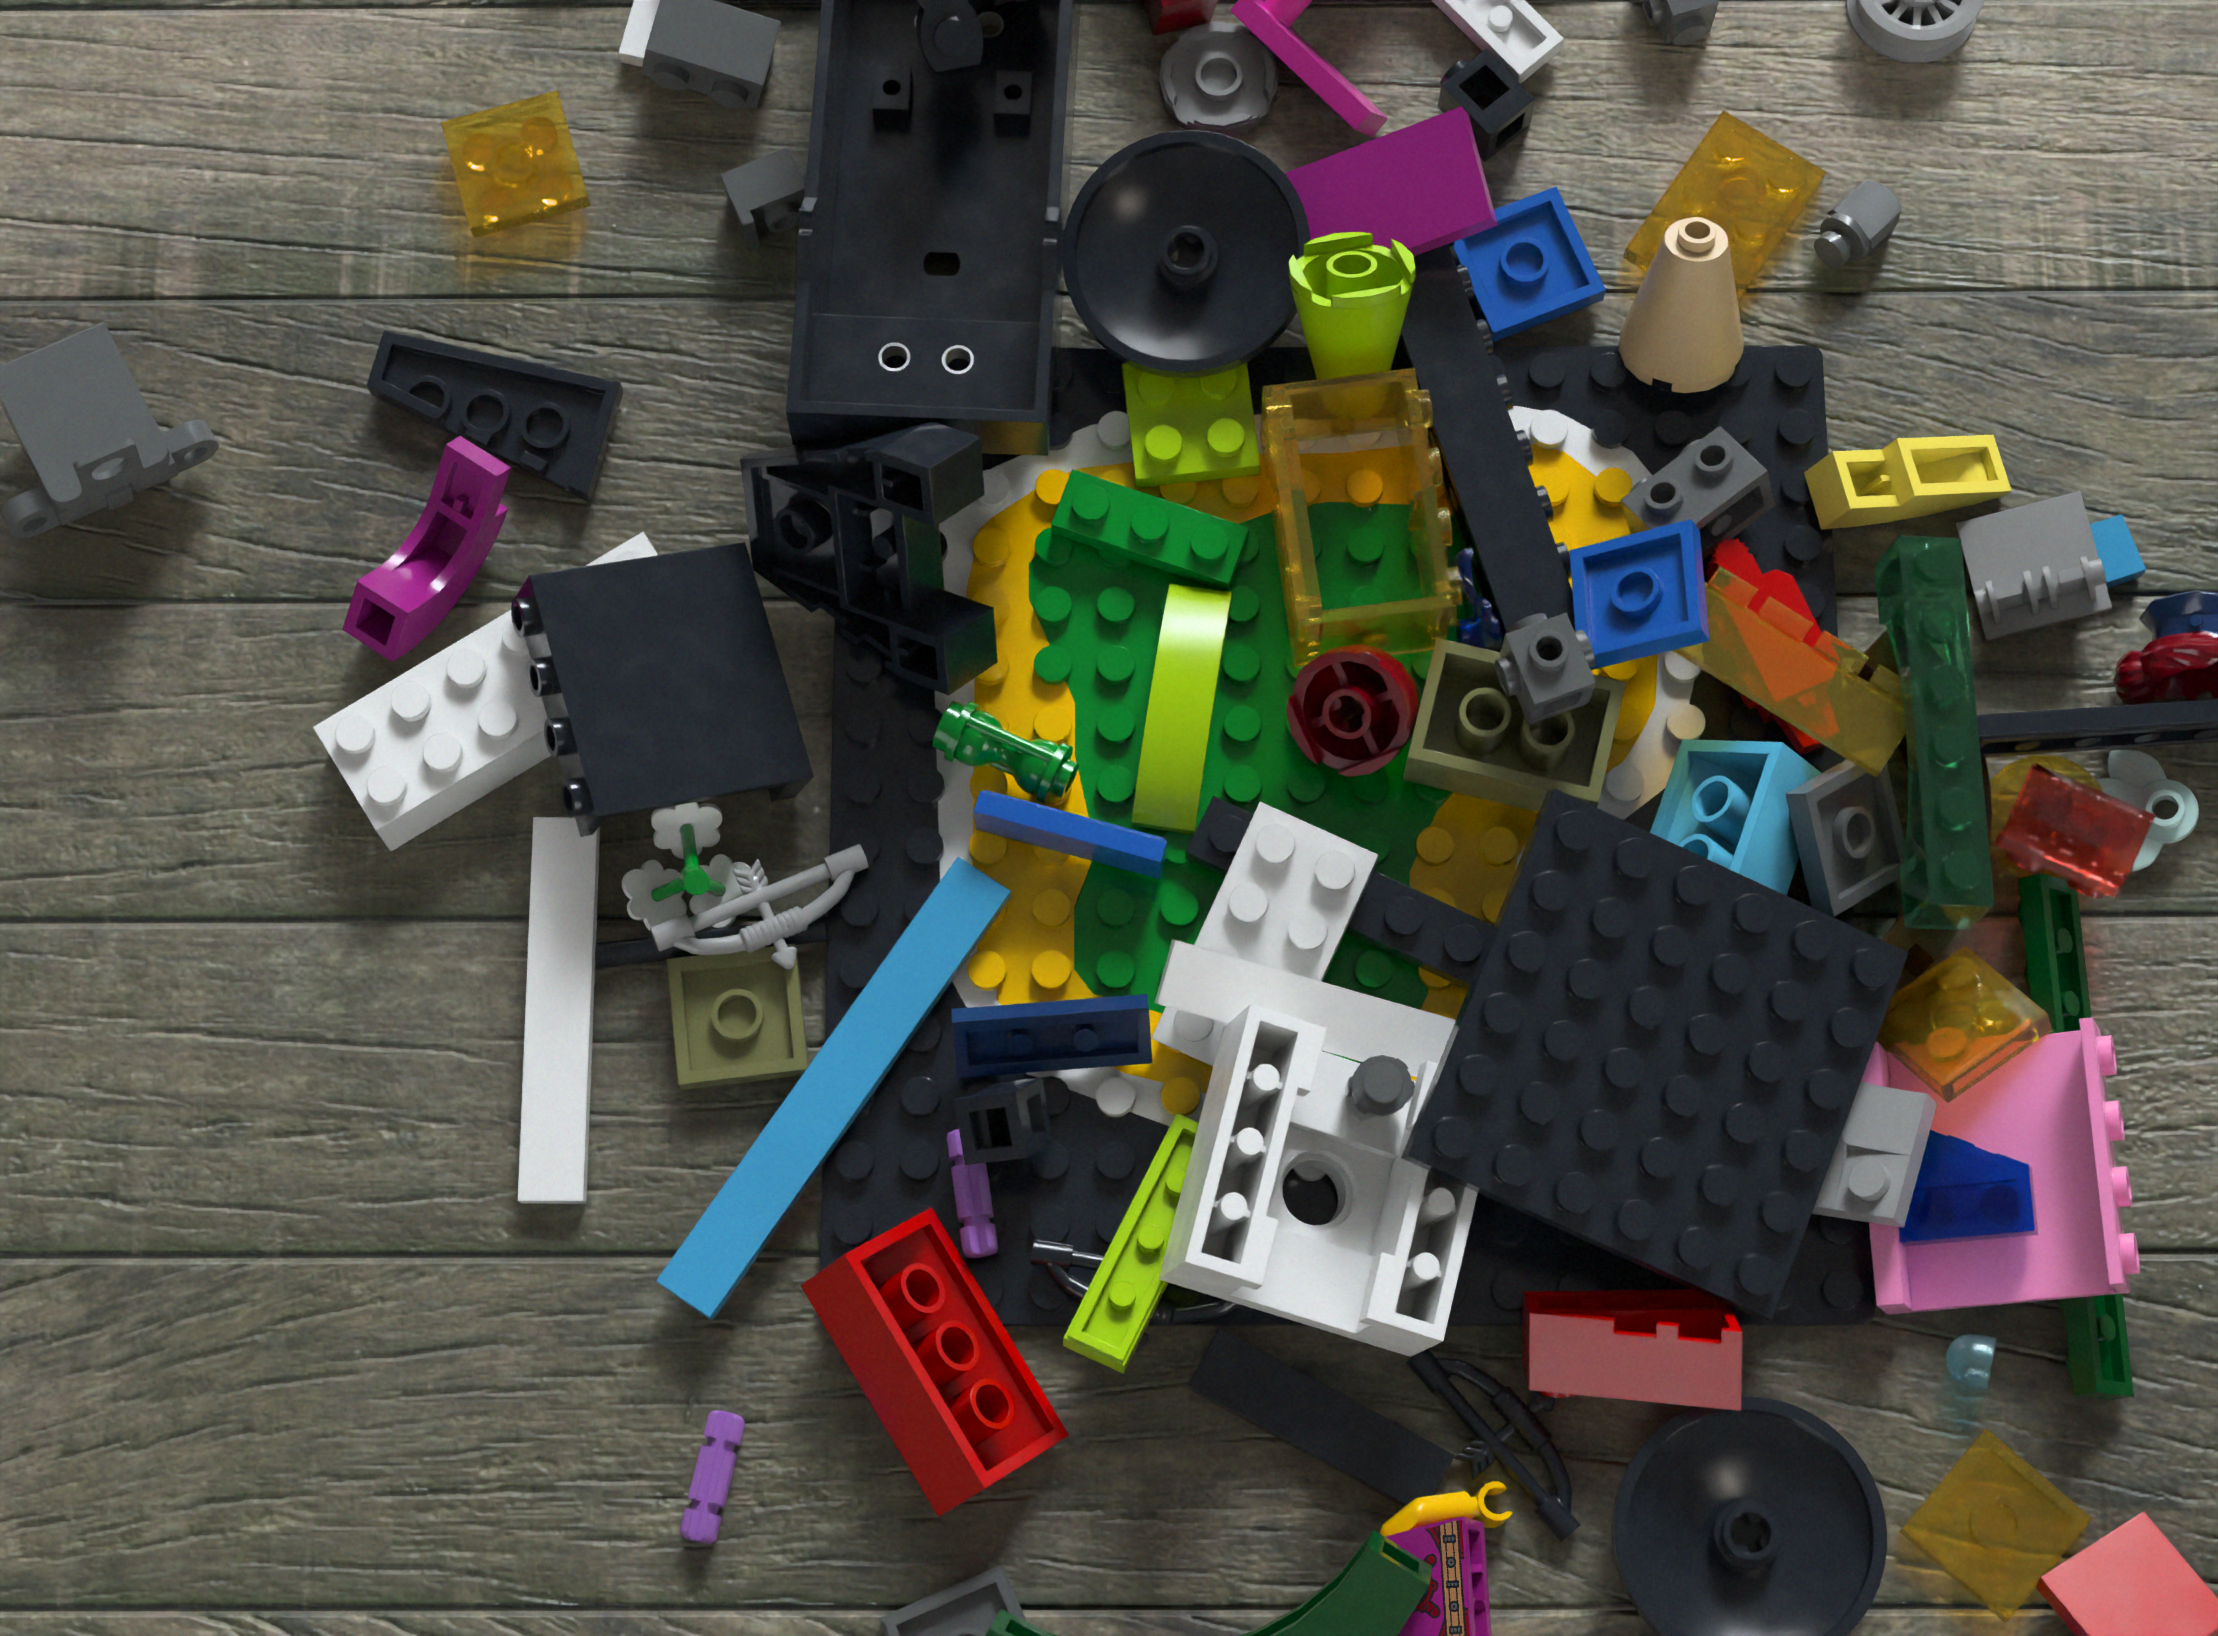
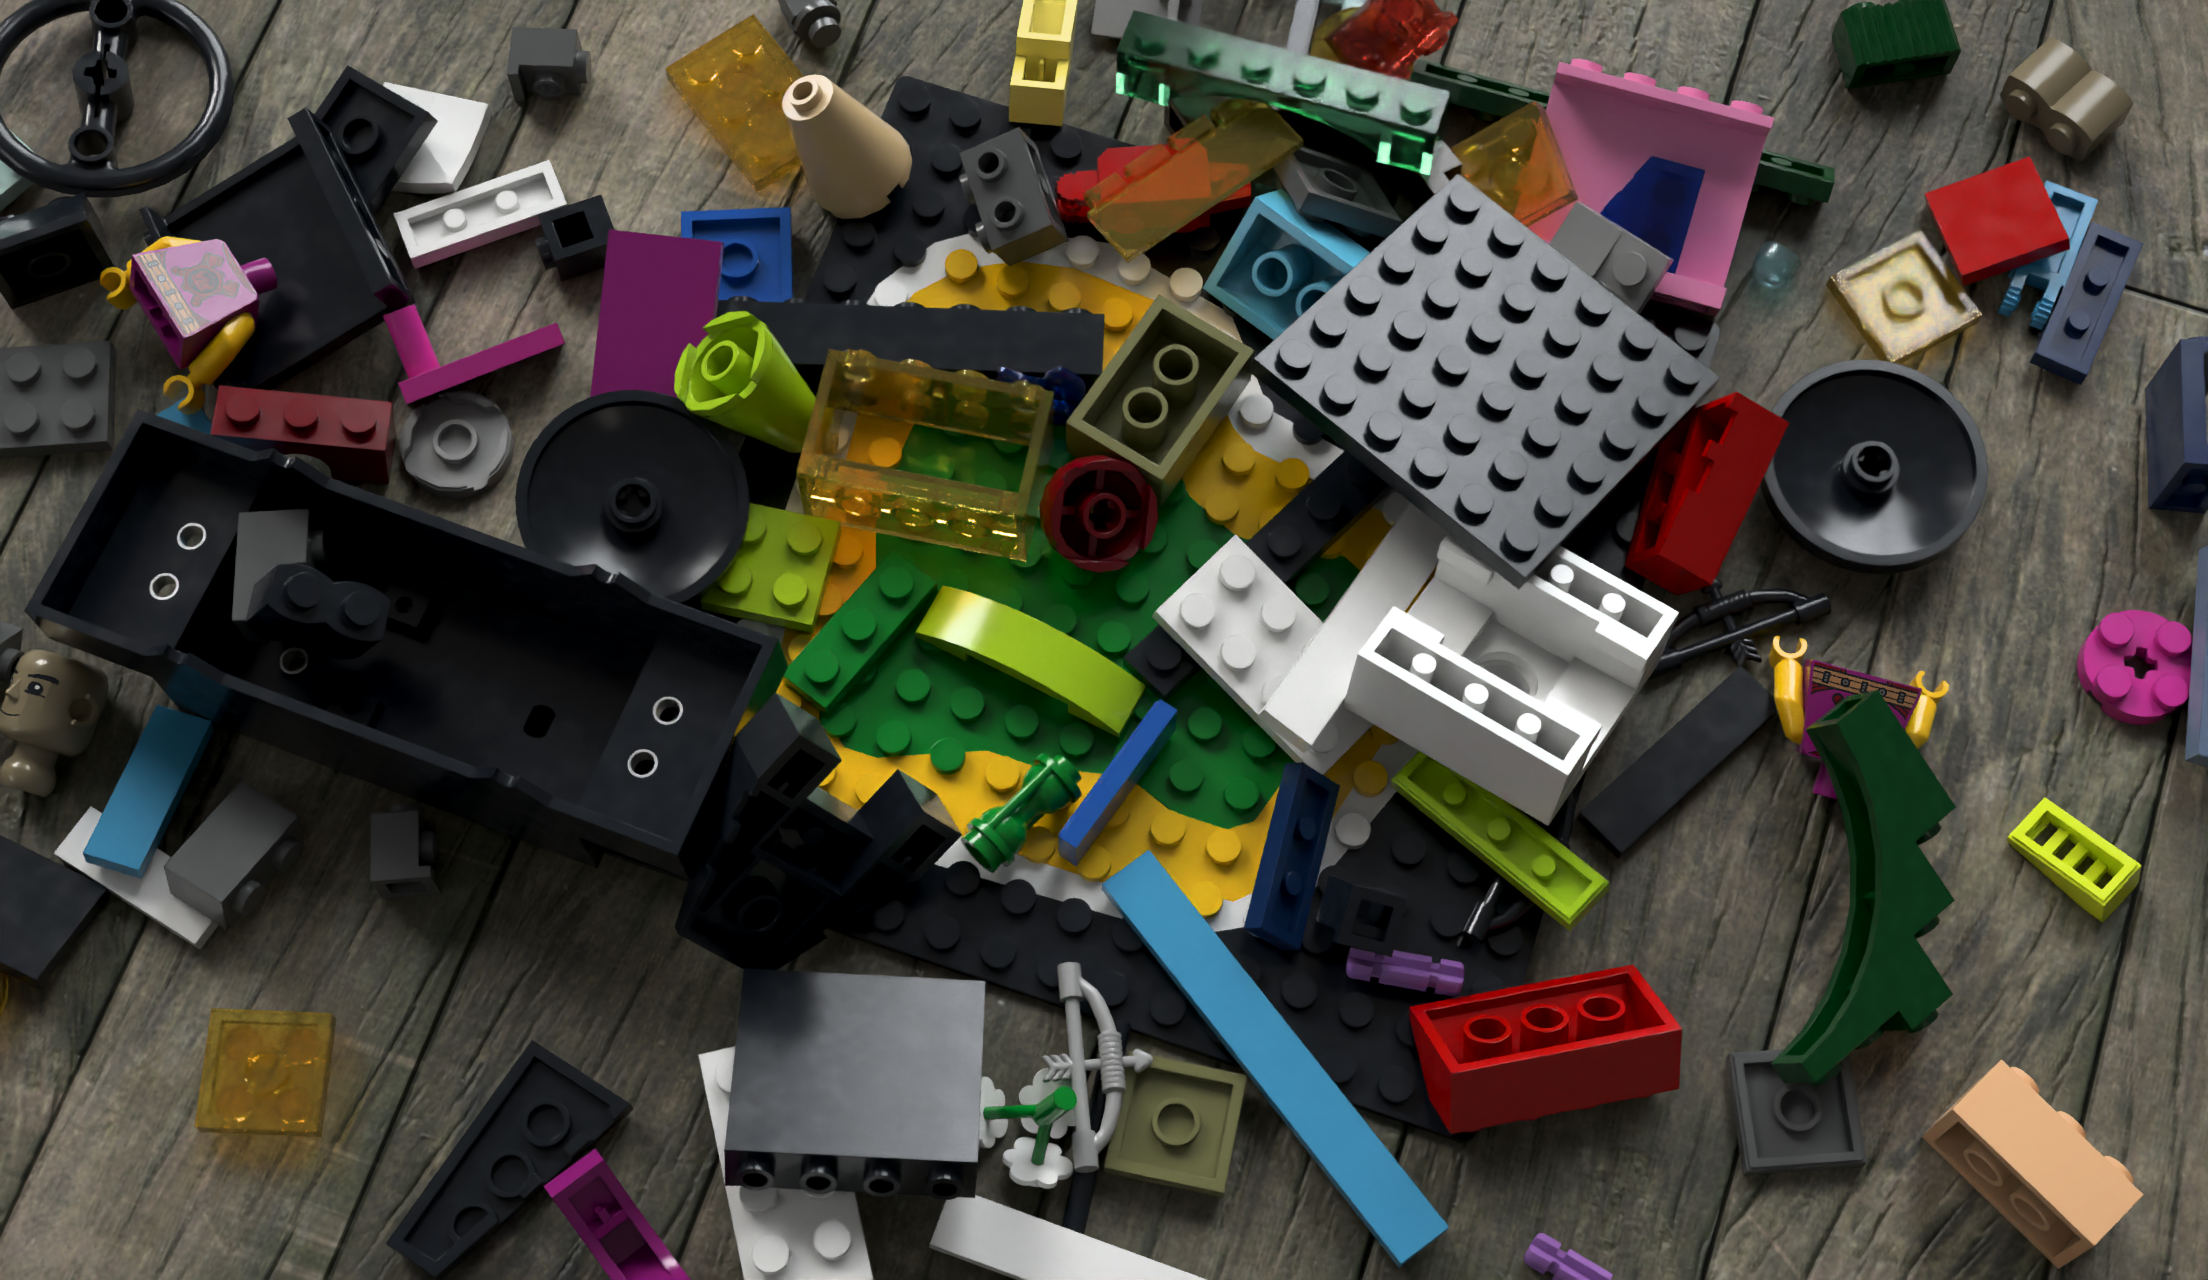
camera: 75 degrees left, 5 degrees down
(1379, 1087) = (1447, 593): dark grey arm -> none
(1546, 666) = (1134, 338): dark grey brick -> none
(1641, 593) = (1091, 255): blue plate -> none

